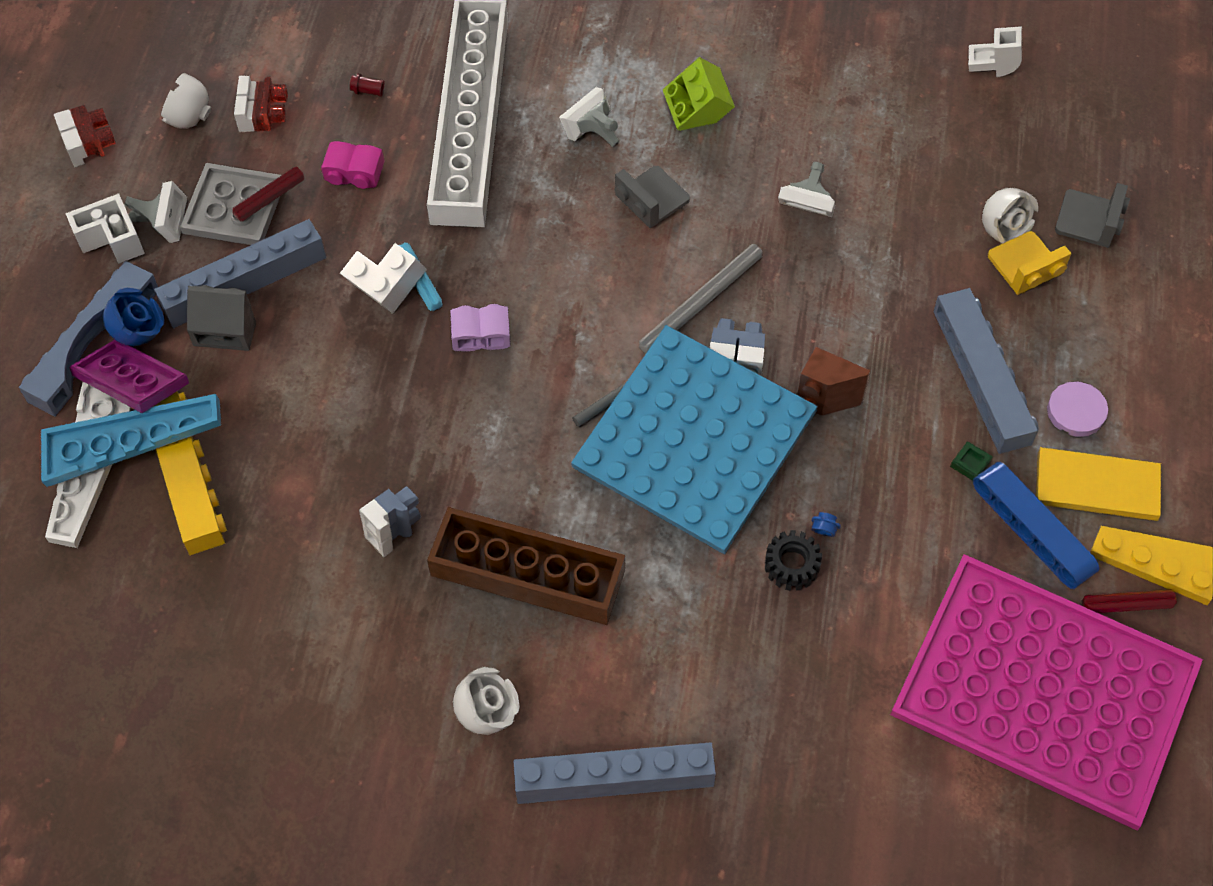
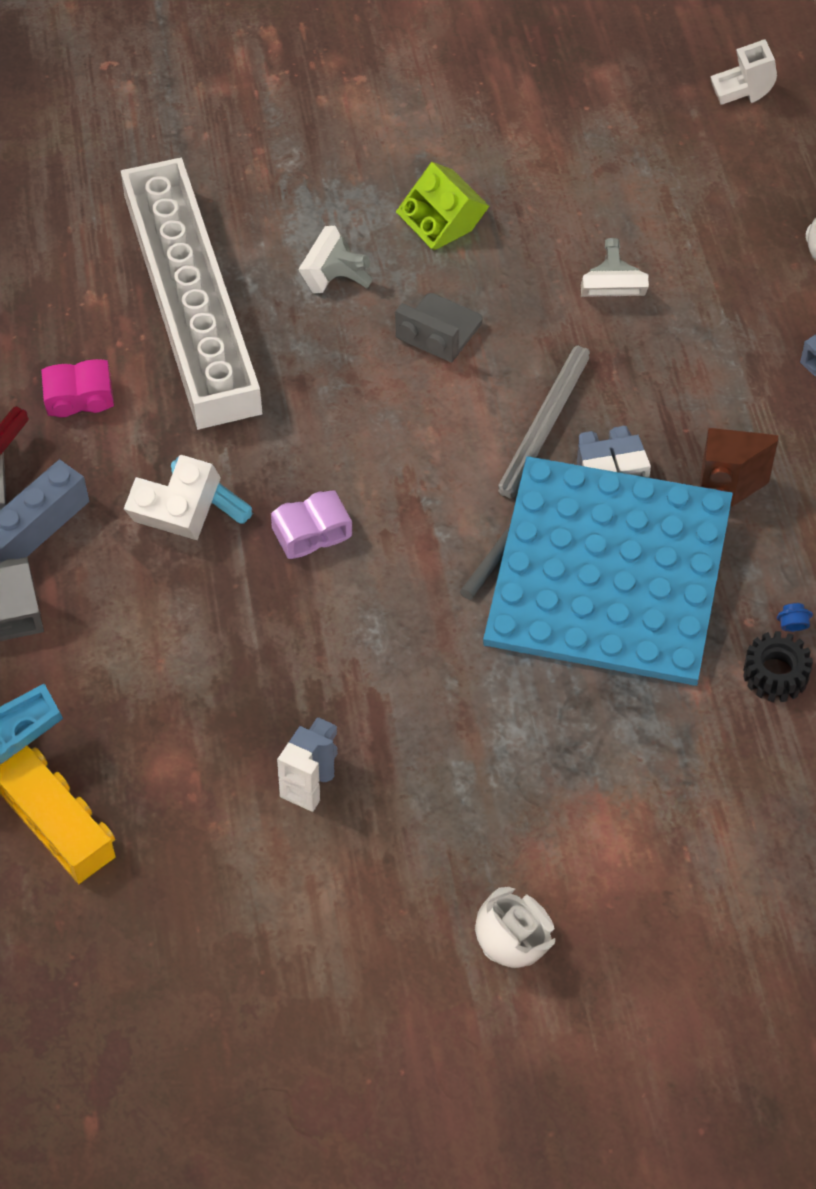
camera: 20 degrees left, 5 degrees down
(366, 85) = (52, 297): dark red pin -> none
(527, 565) = (490, 764): reddish brown brick -> none
(614, 773) = (691, 958): sand blue brick -> none

